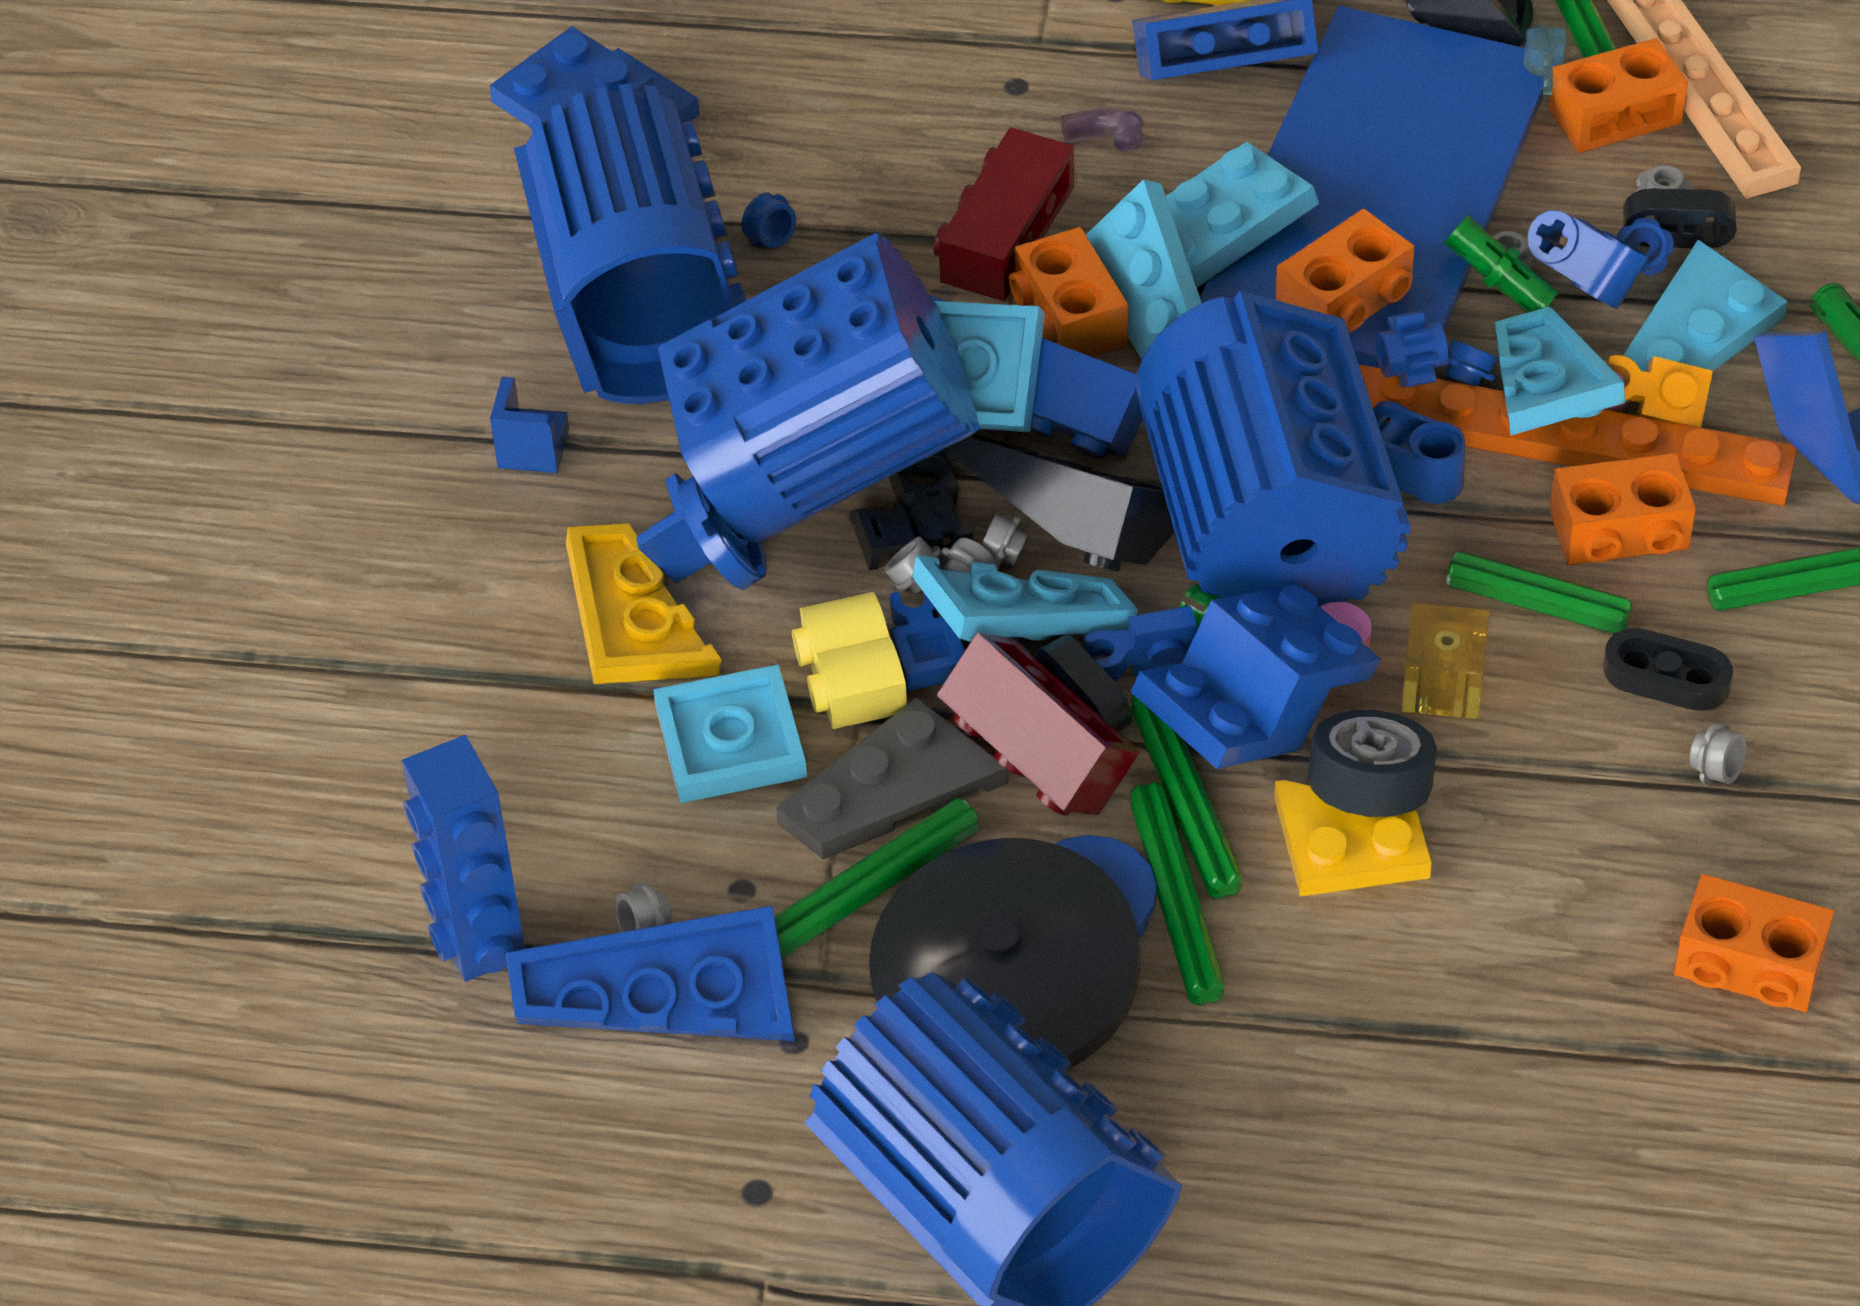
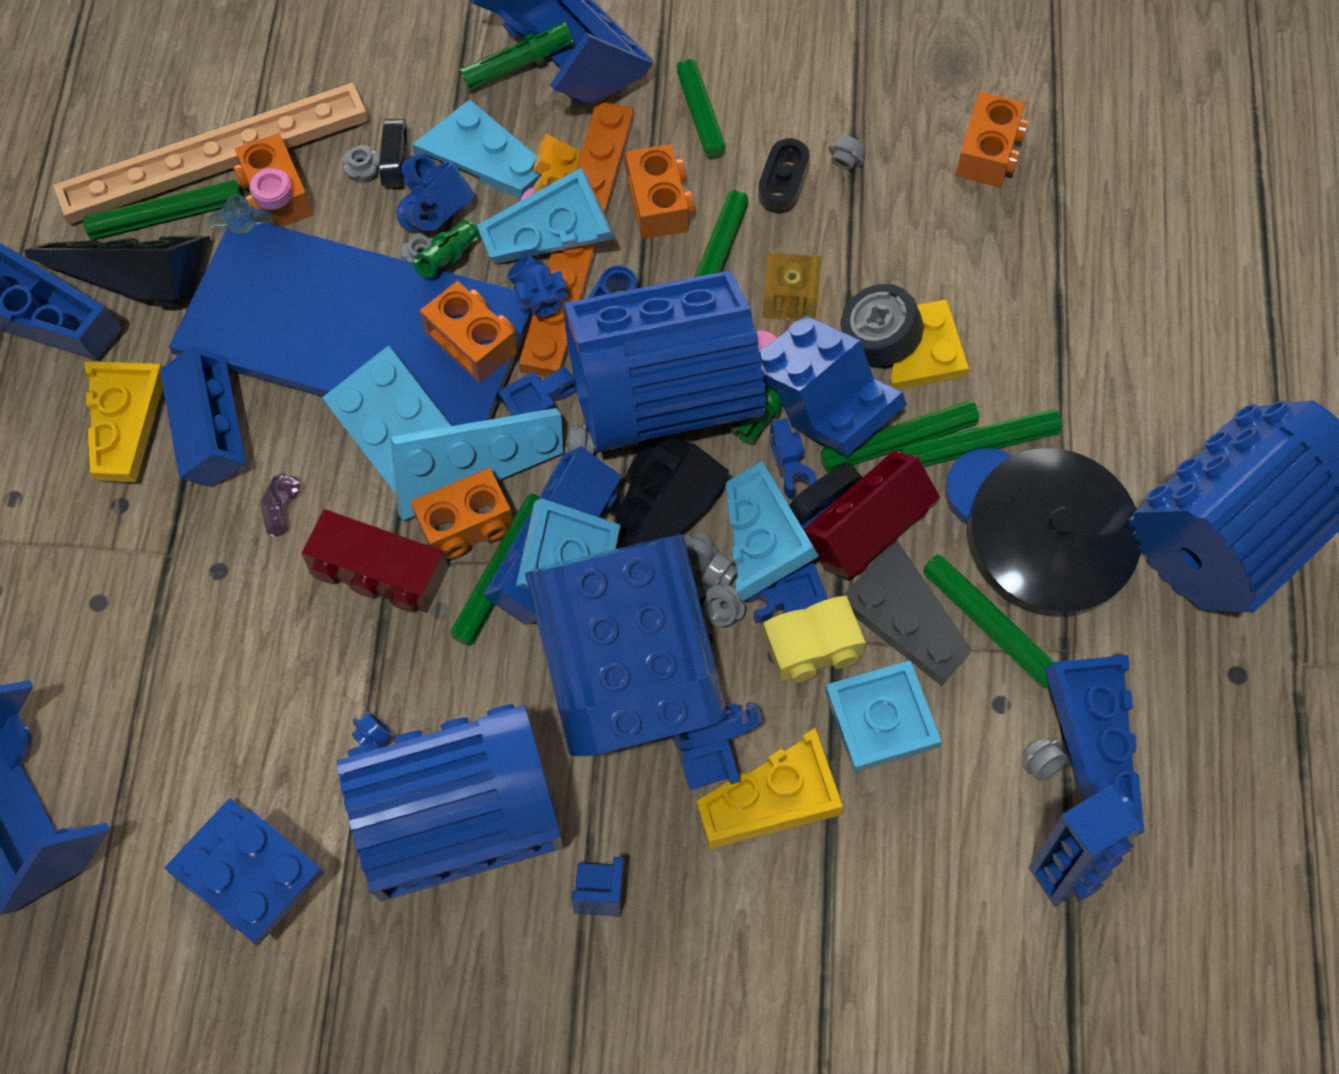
camera: 95 degrees left, 15 degrees up
(1581, 70) = (271, 188): none -> bright pink tile

